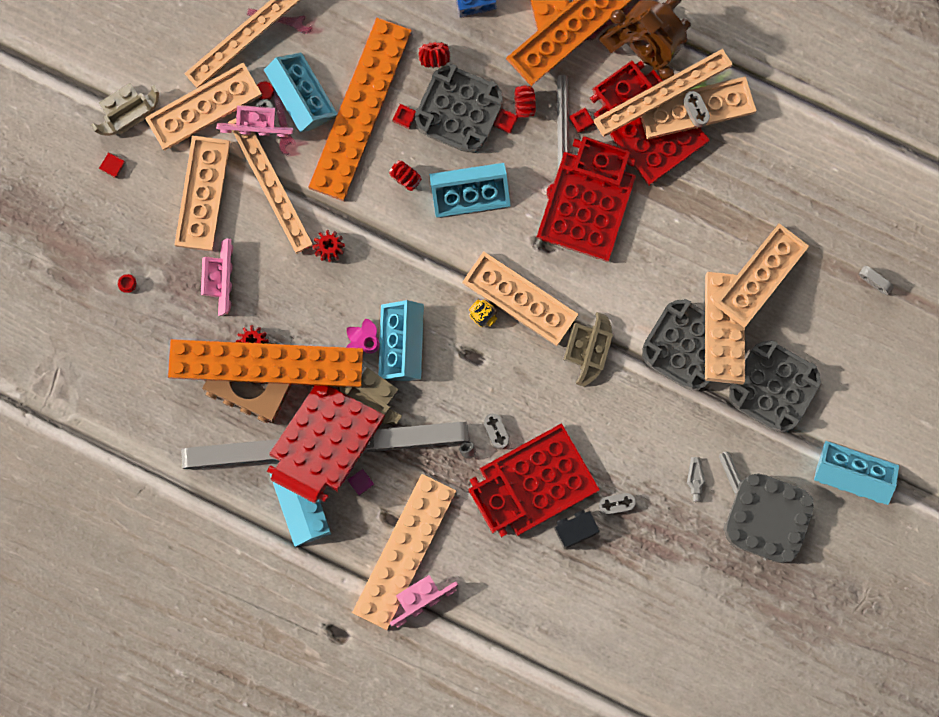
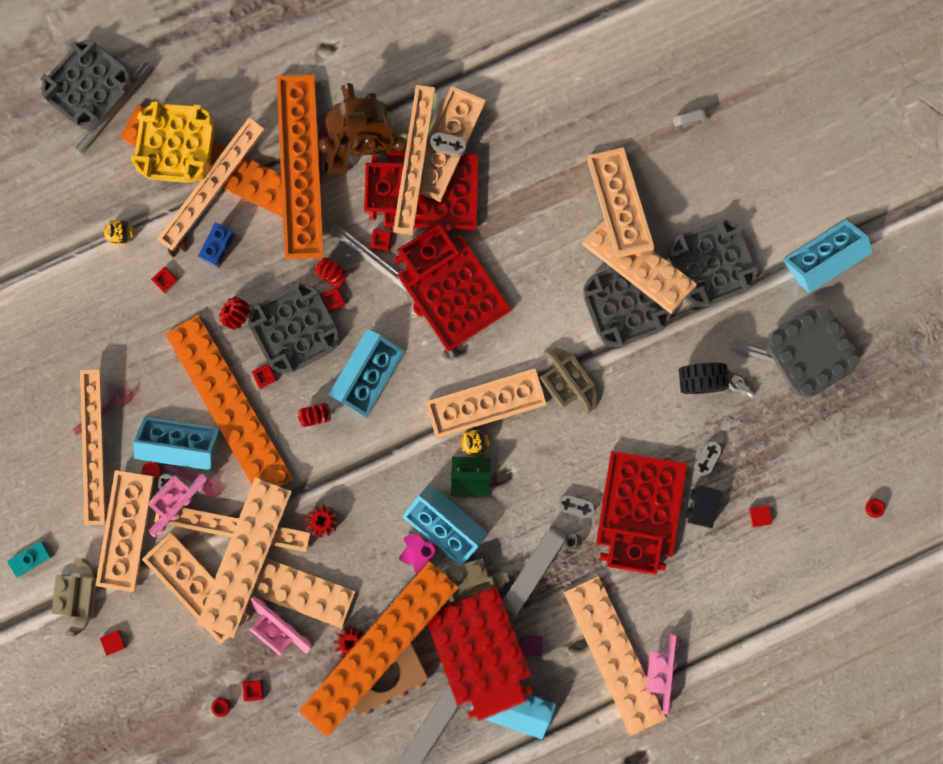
camera: 55 degrees left, 5 degrees up
(125, 54) = (29, 559): none -> teal plate
(158, 297) = (253, 690): none -> red tile
(254, 210) = (244, 557): none -> light nougat plate
(260, 267) = (303, 592): none -> light nougat plate
(454, 331) = (470, 476): none -> dark green bracket
(605, 581) = (760, 516): none -> red tile
(676, 447) = (704, 378): none -> black tyre
(685, 667) = (875, 508): none -> red plate

